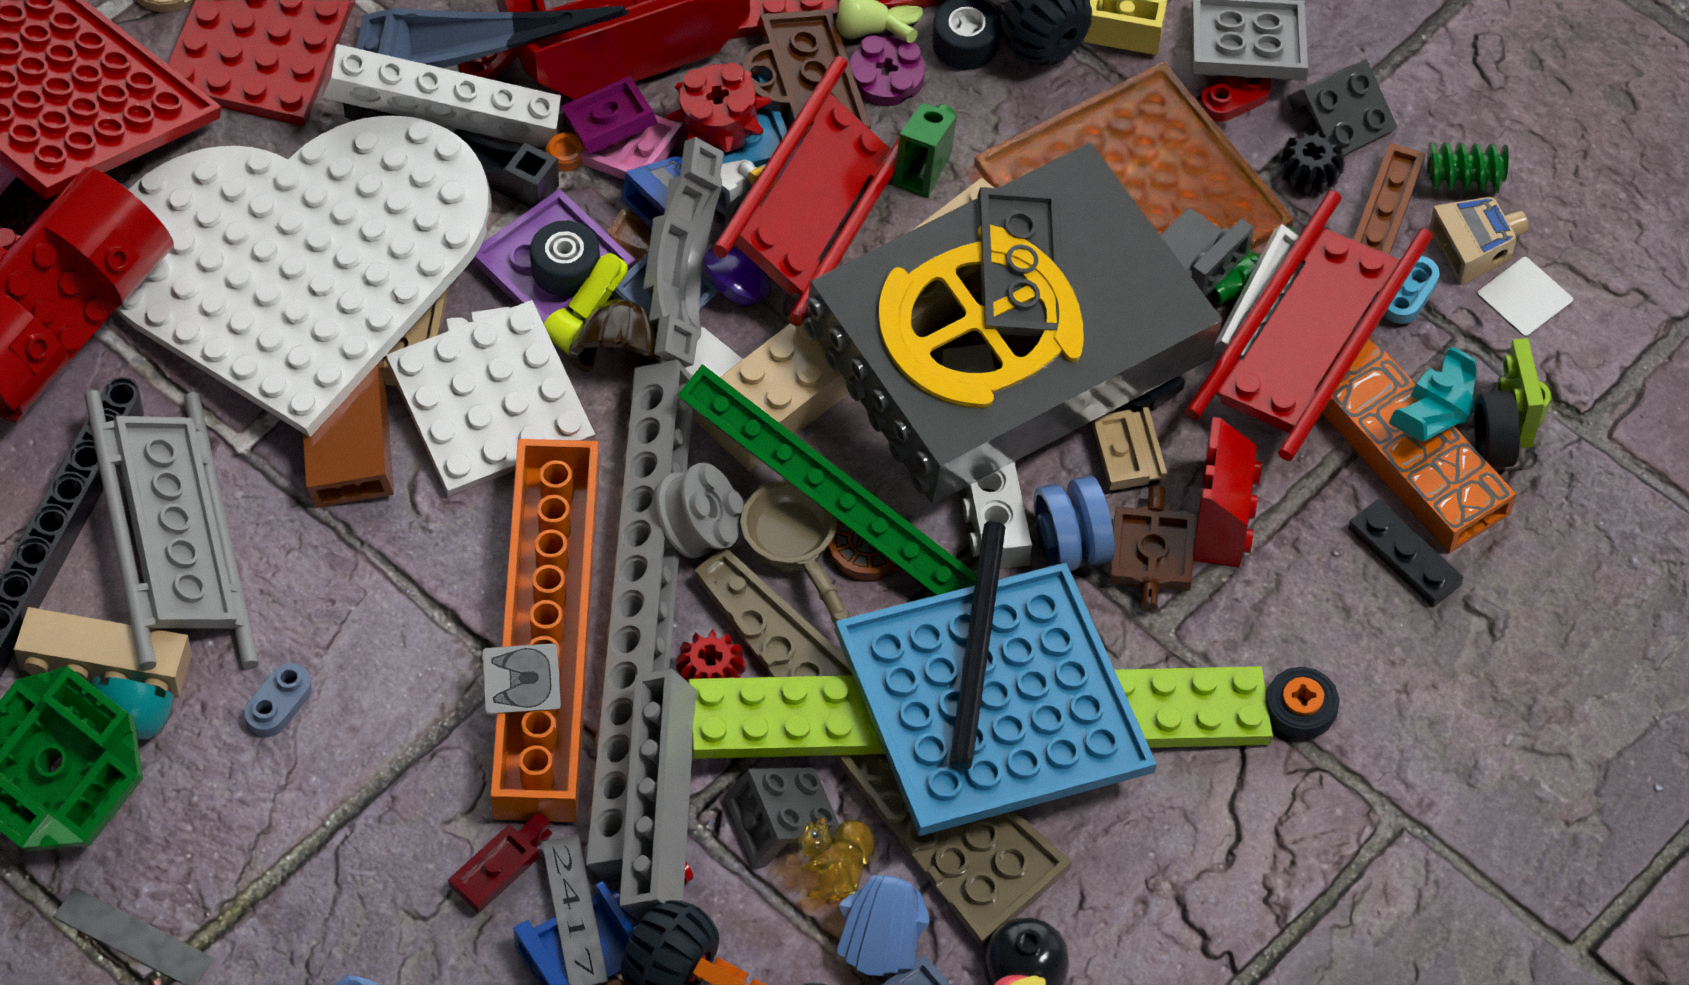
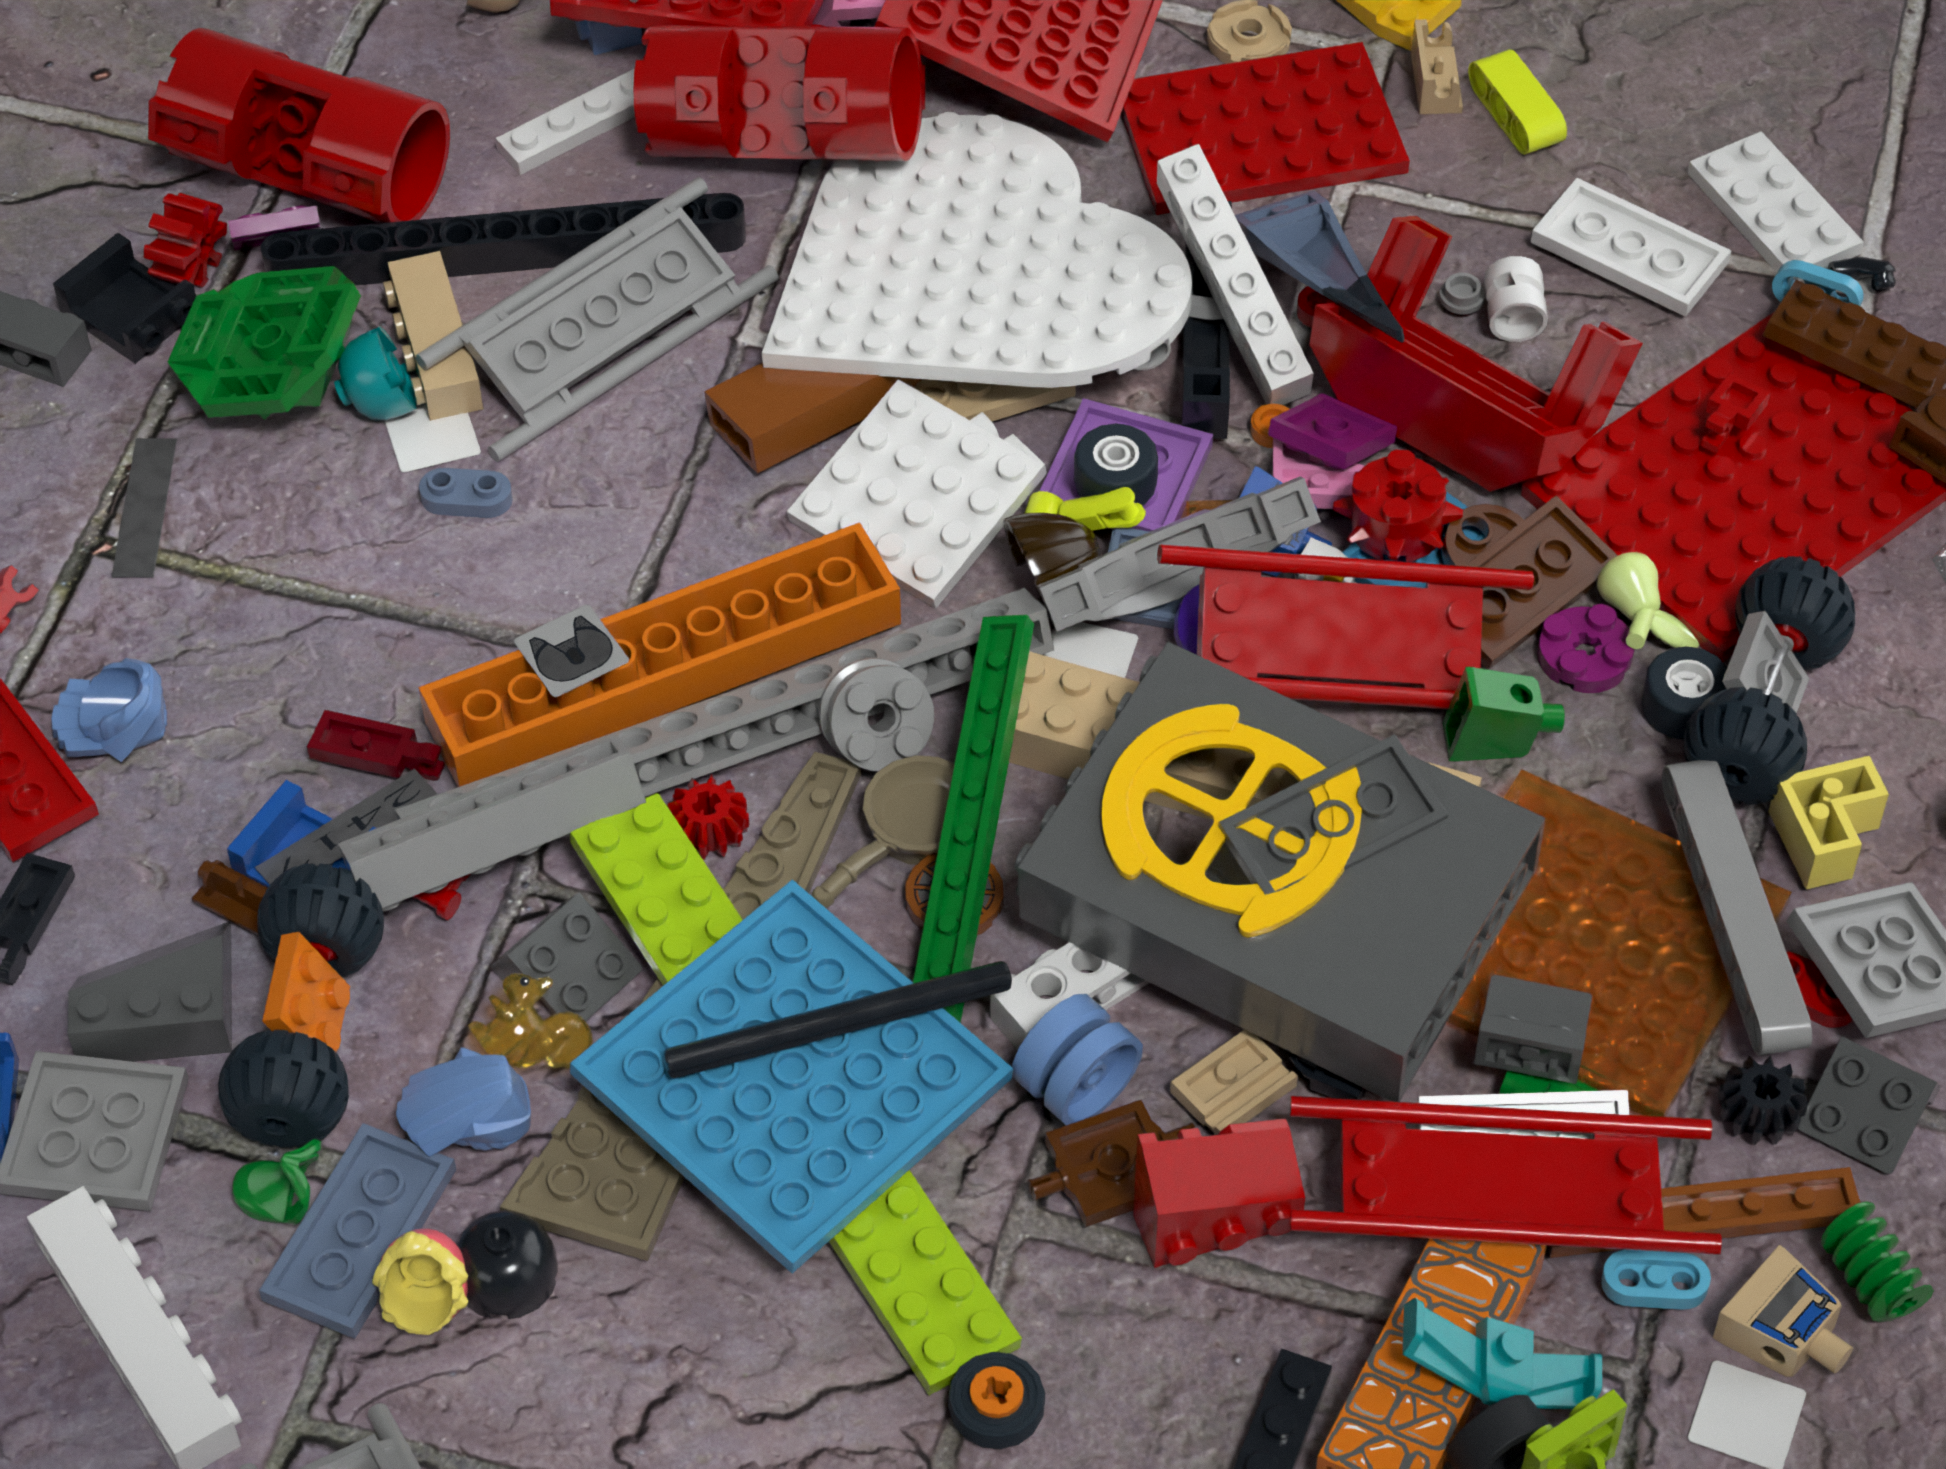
camera: 65 degrees right, 5 degrees down
(203, 703) = (427, 443): none -> white sticker
(1166, 92) = (1736, 908): none -> light grey beam

